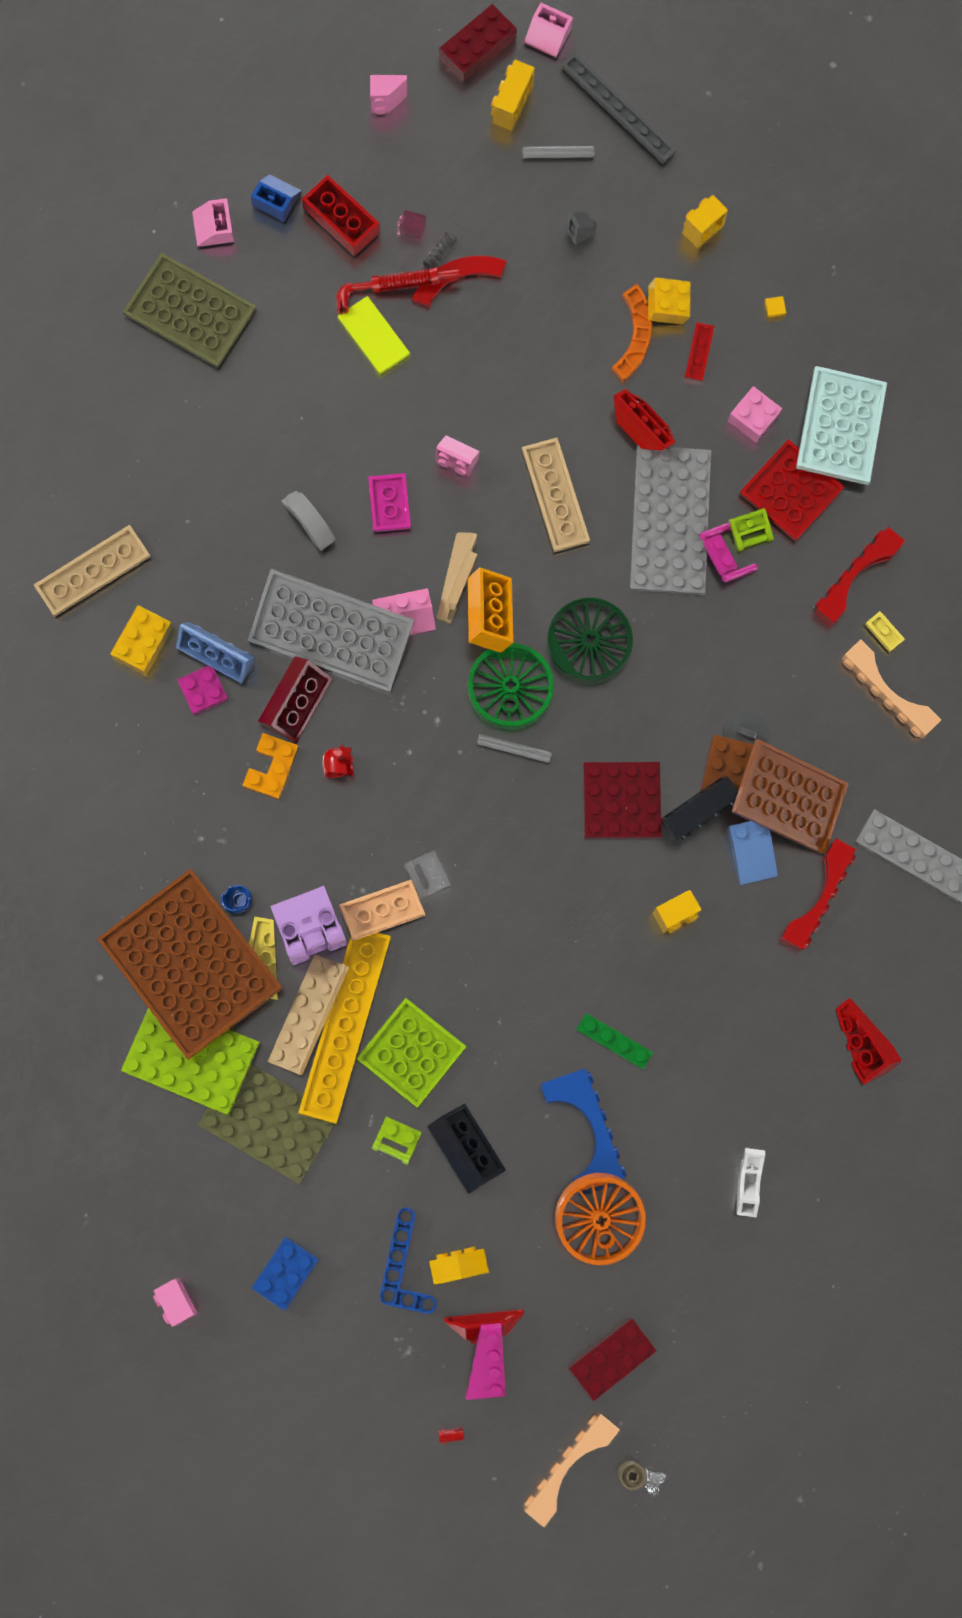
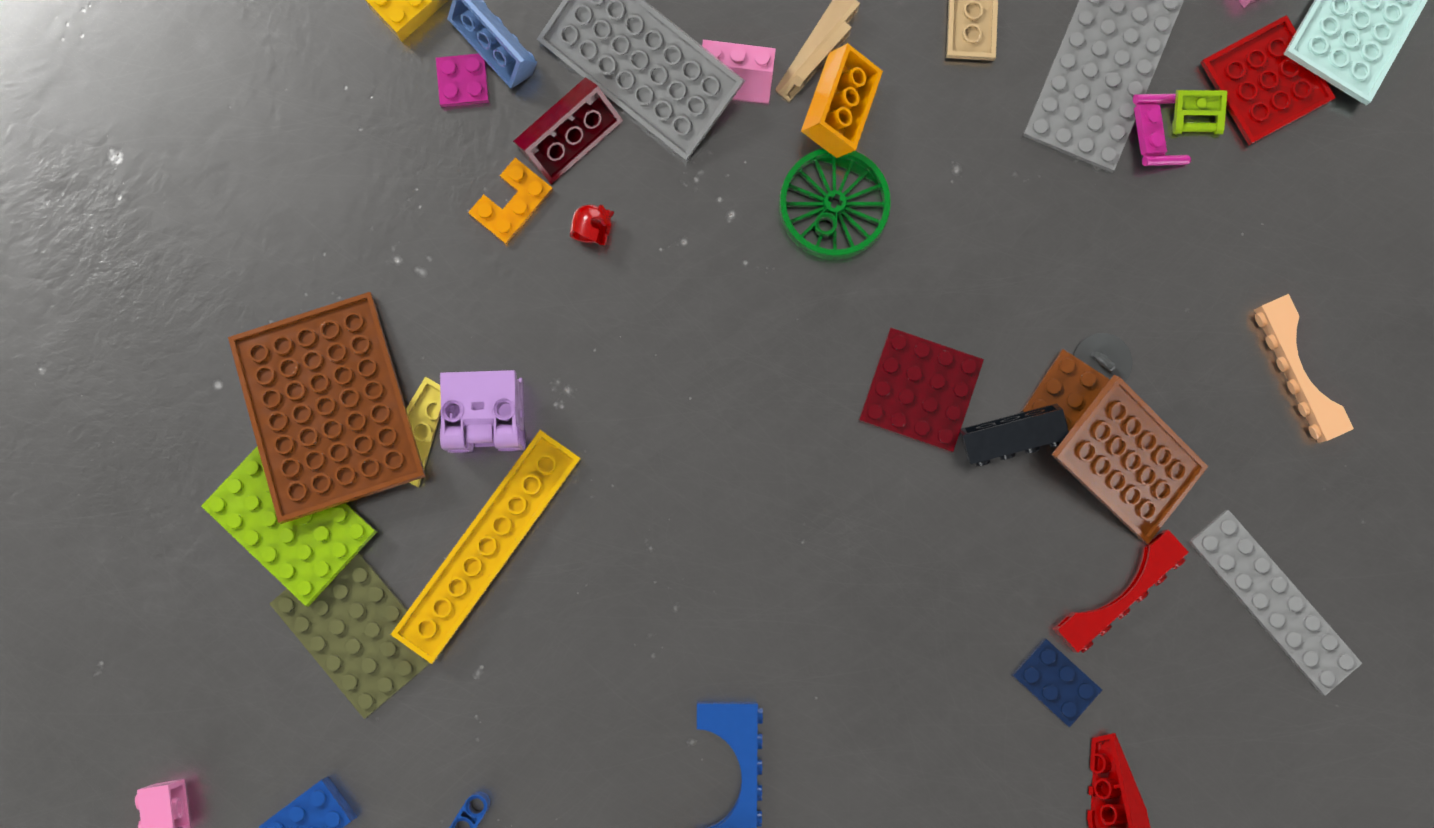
camera: 25 degrees right, 5 degrees up
(236, 899) = (411, 348): blue hair -> none
(308, 1014) = (446, 518): tan plate -> none
(381, 910) = (580, 423): light nougat tile -> none
(399, 1134) = (506, 701): lime plate -> none
(411, 1052) = (554, 608): lime plate -> none
(432, 871) = (659, 398): clear plate -> none
(466, 1148) = (580, 748): black slope -> none
(514, 748) = (812, 281): light grey axle -> none
(559, 657) = (906, 187): dark green piece -> none
(614, 1041) = (806, 681): green plate -> none
(677, 911) = (939, 551): yellow brick -> none
(752, 852) = (1058, 510): medium blue slope -> none
(796, 977) = (1057, 682): none -> dark blue plate
(883, 549) = (1354, 192): red arch -> none
(884, 631) = (1320, 294): light yellow plate -> none

